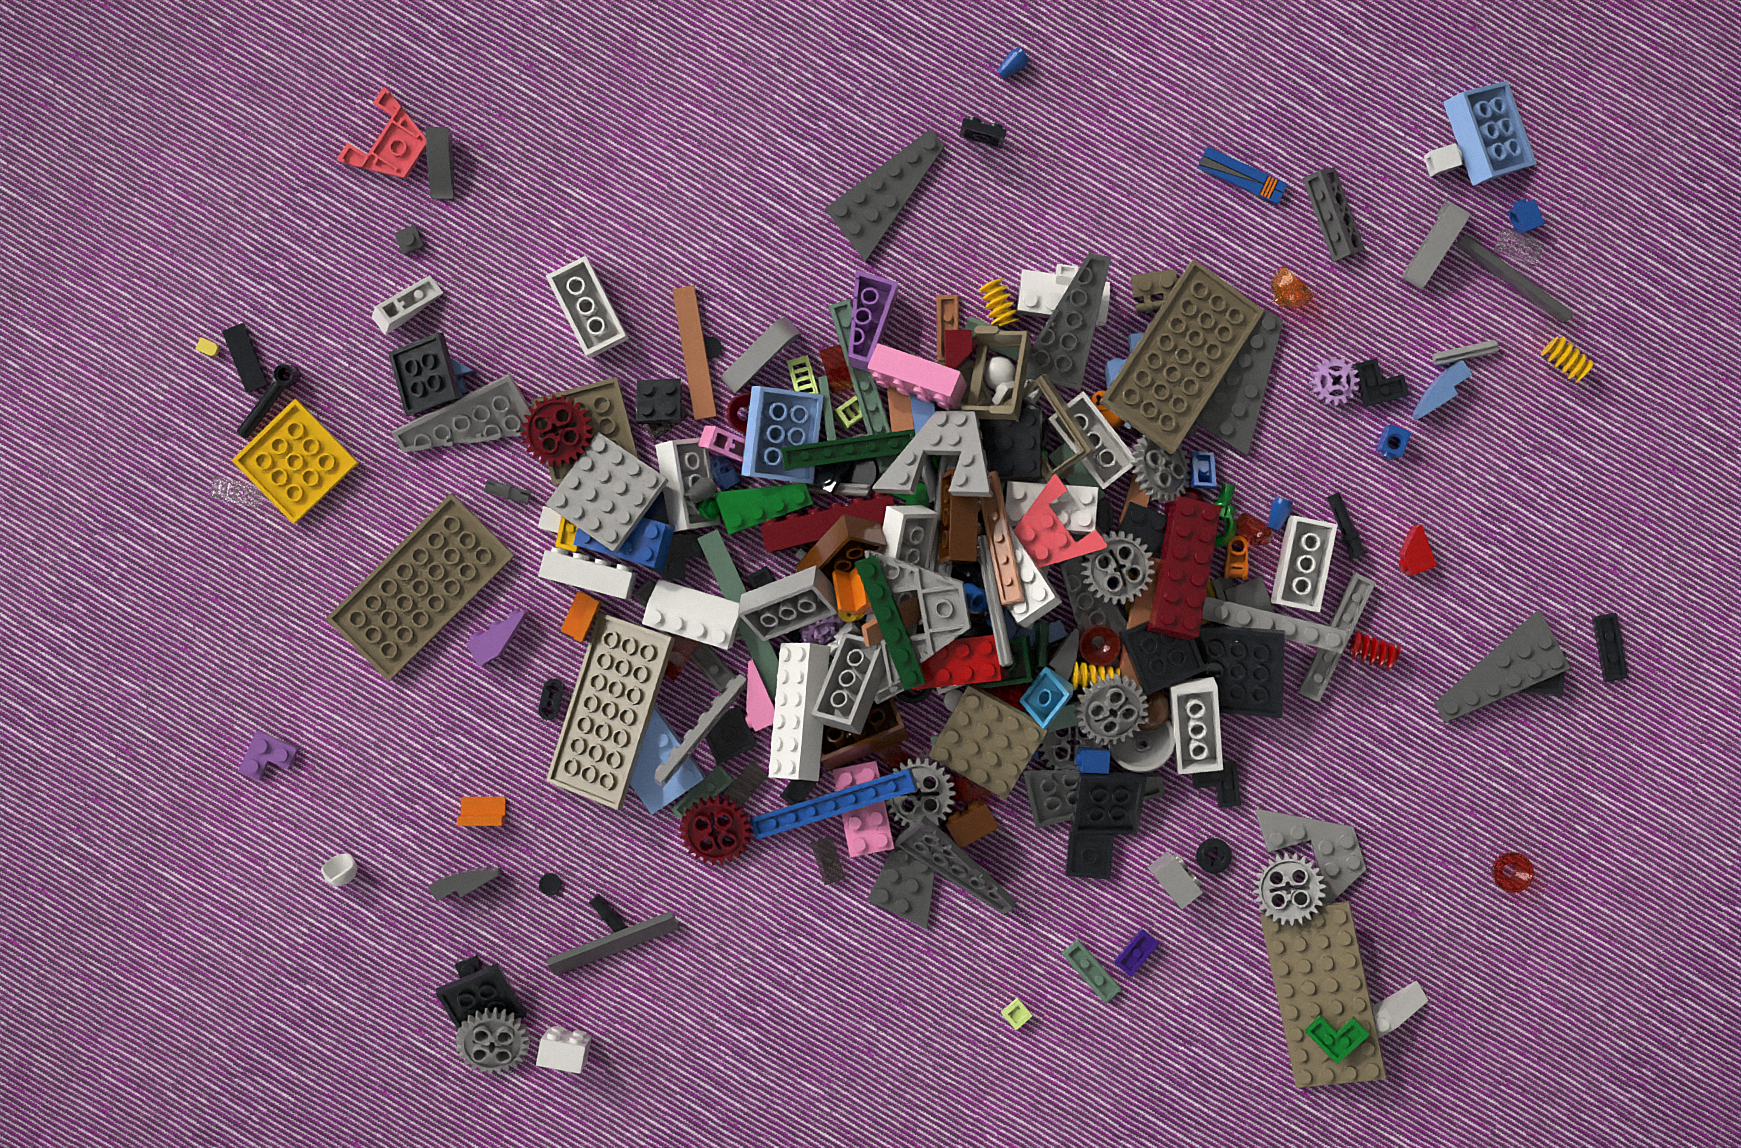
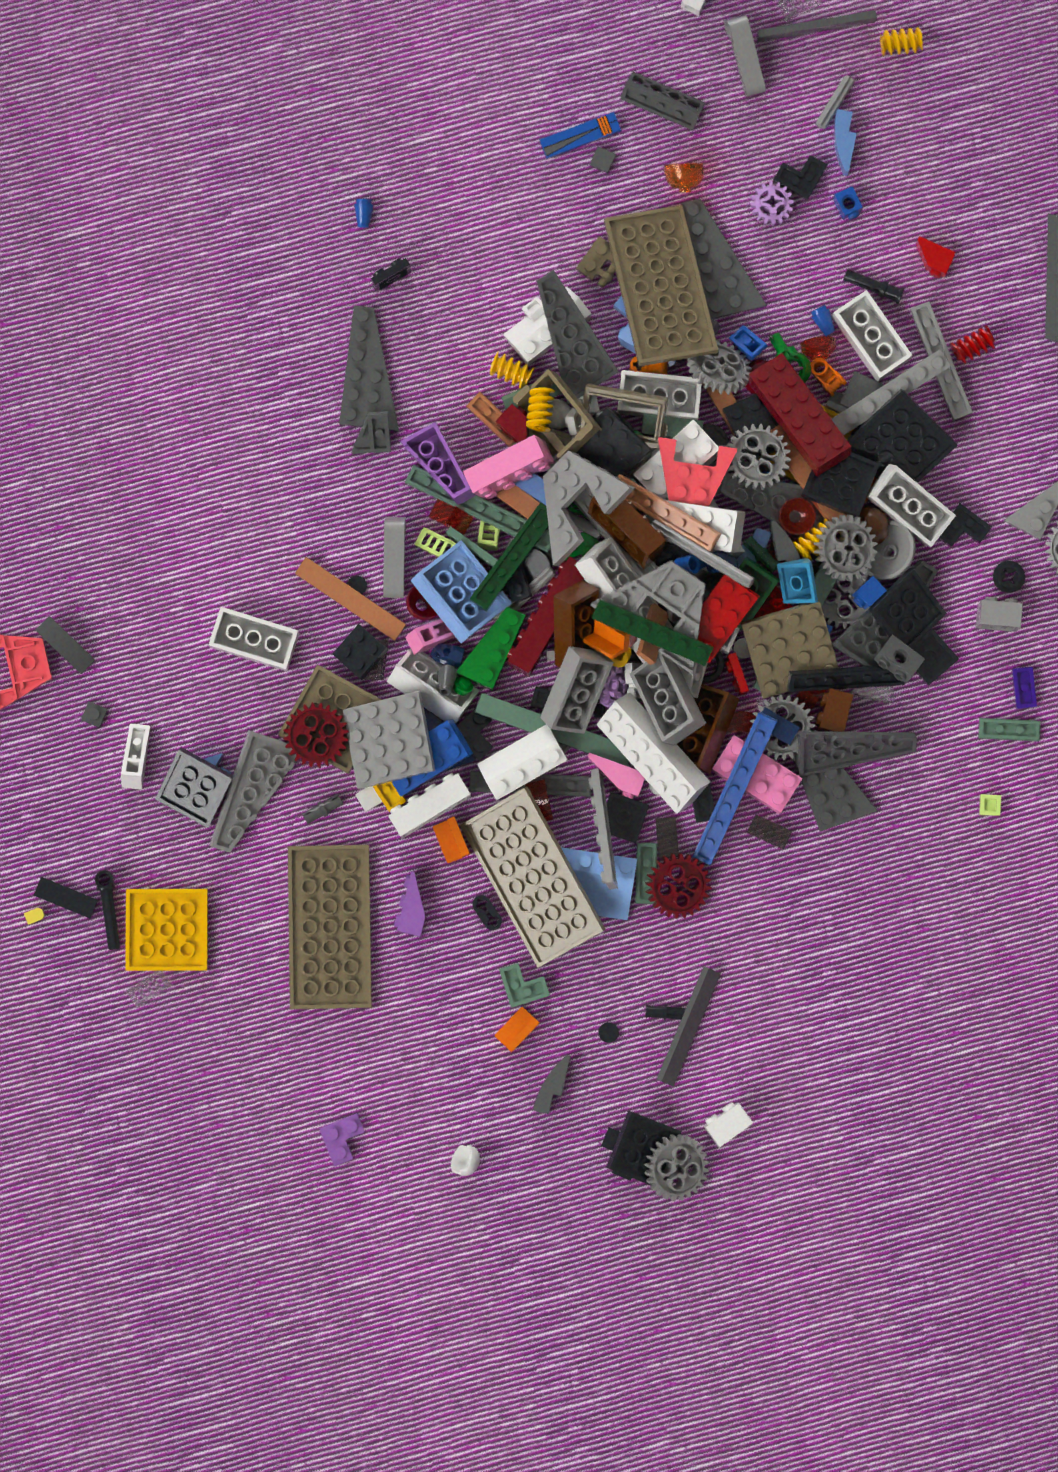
camera: 45 degrees left, 5 degrees down
(514, 784) = (520, 991): none -> sand green plate
(842, 244) = (374, 434): none -> dark grey wing
(918, 800) = (783, 729): none -> dark blue tile
(922, 724) = (733, 666): none -> red plate
(987, 355) = (538, 409): none -> yellow piece
(1008, 806) = (841, 678): none -> black tile
(1021, 843) = (879, 694): none -> clear slope
(1071, 844) = (894, 649): none -> dark grey brick
(1239, 212) = (602, 159): none -> dark grey tile

